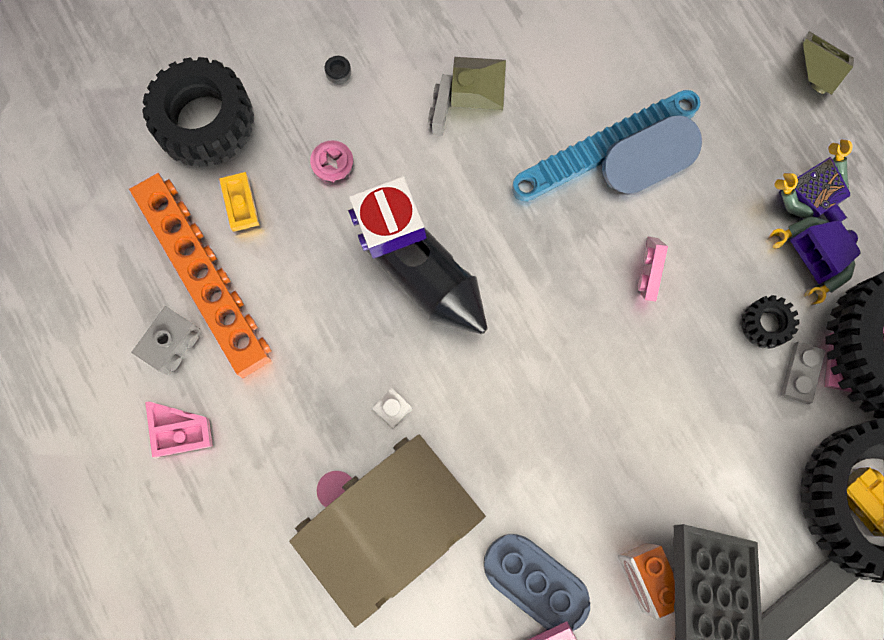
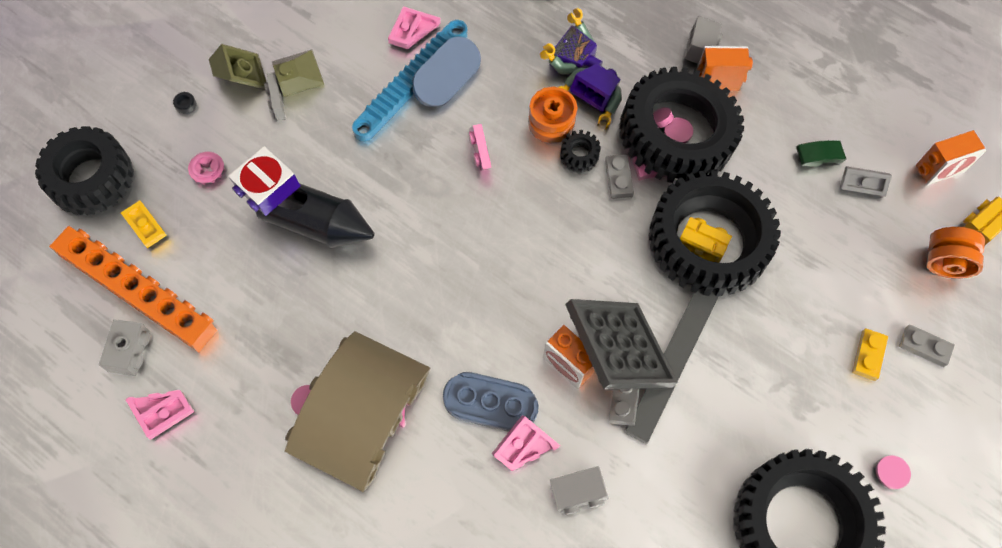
camera: 25 degrees left, 10 degrees down
(392, 408) = (327, 324): white plate -> none
(413, 50) = (237, 66): none -> olive slope
(634, 79) = (412, 27): none -> bright pink wing
(757, 263) = (552, 114): none -> orange wheel

